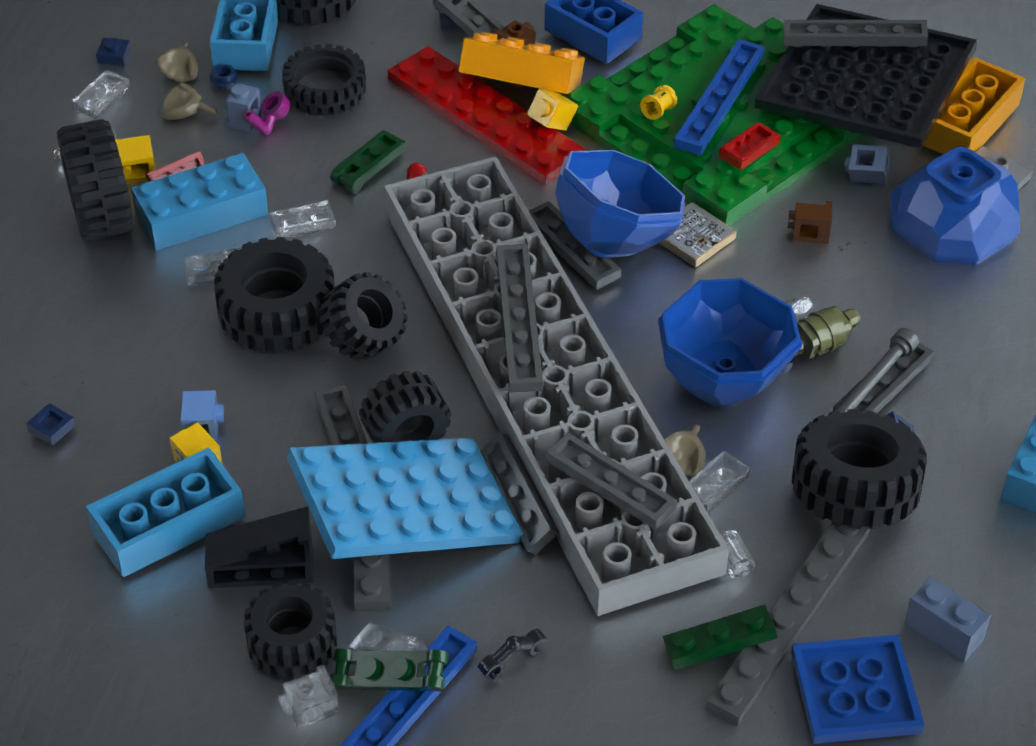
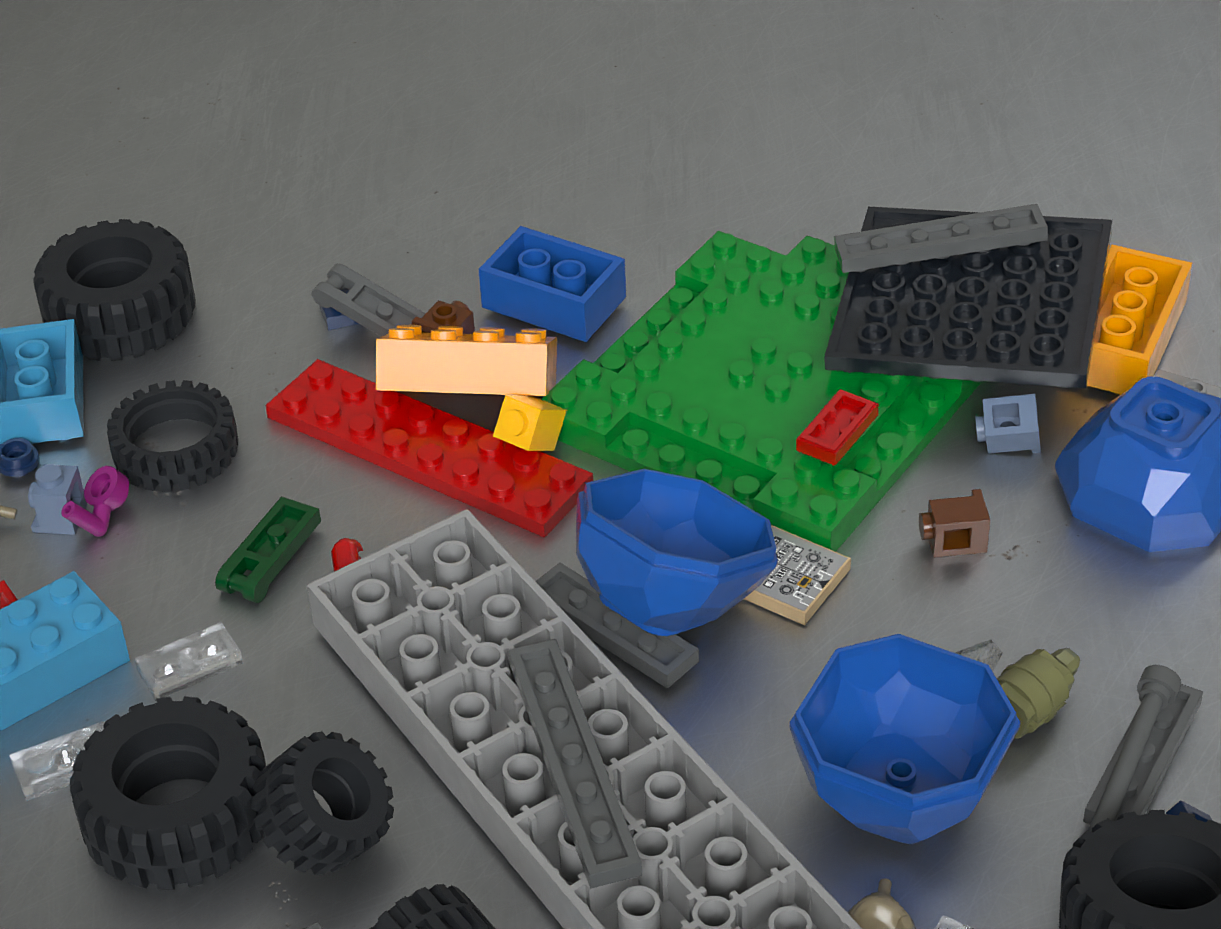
camera: 10 degrees left, 5 degrees down
(658, 102) = (680, 384): yellow bush -> none
(719, 97) = (771, 365): blue plate -> none

